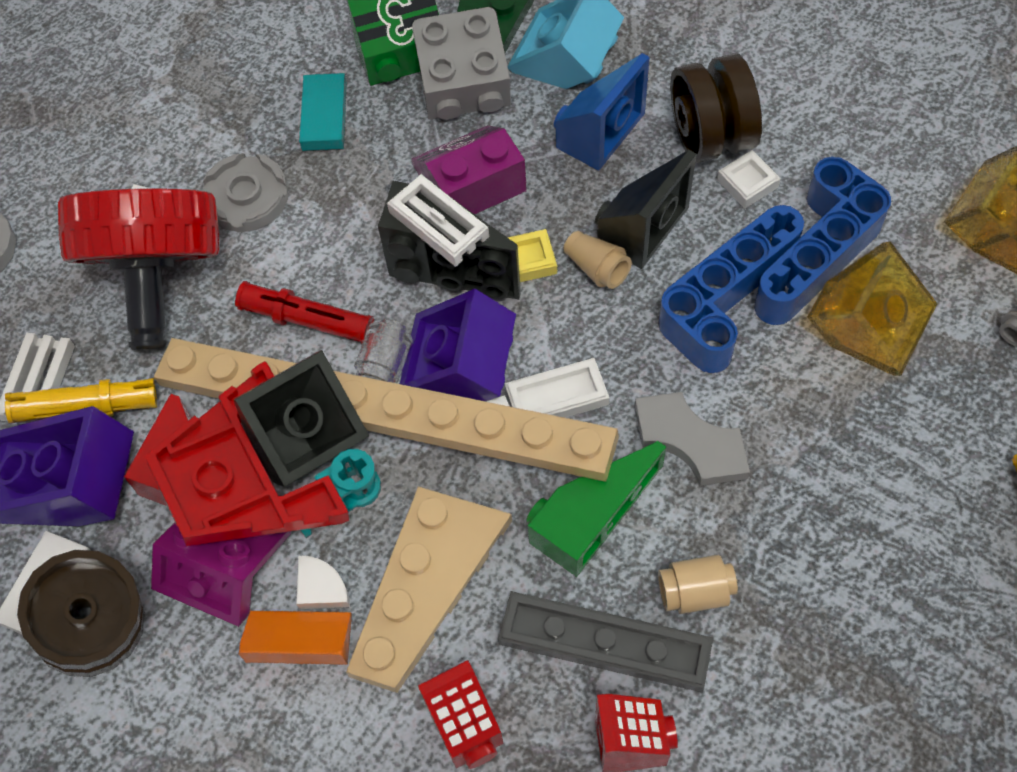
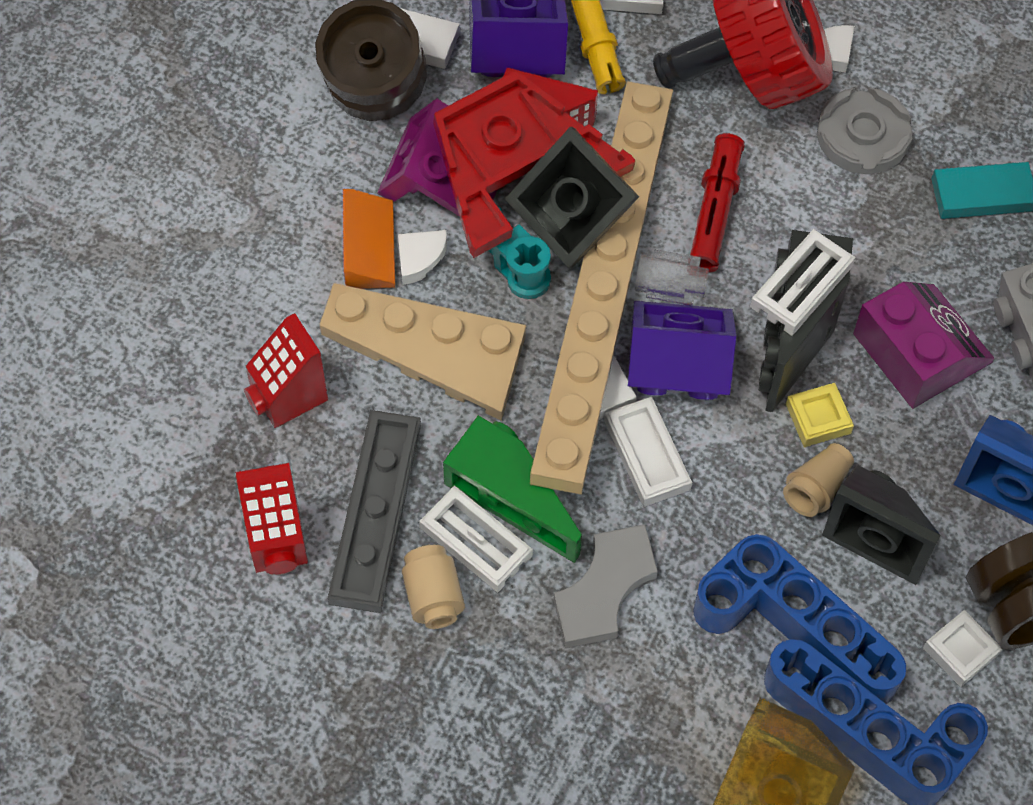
camera: 80 degrees right, 0 degrees up
(611, 576) = (507, 566): none -> white tile

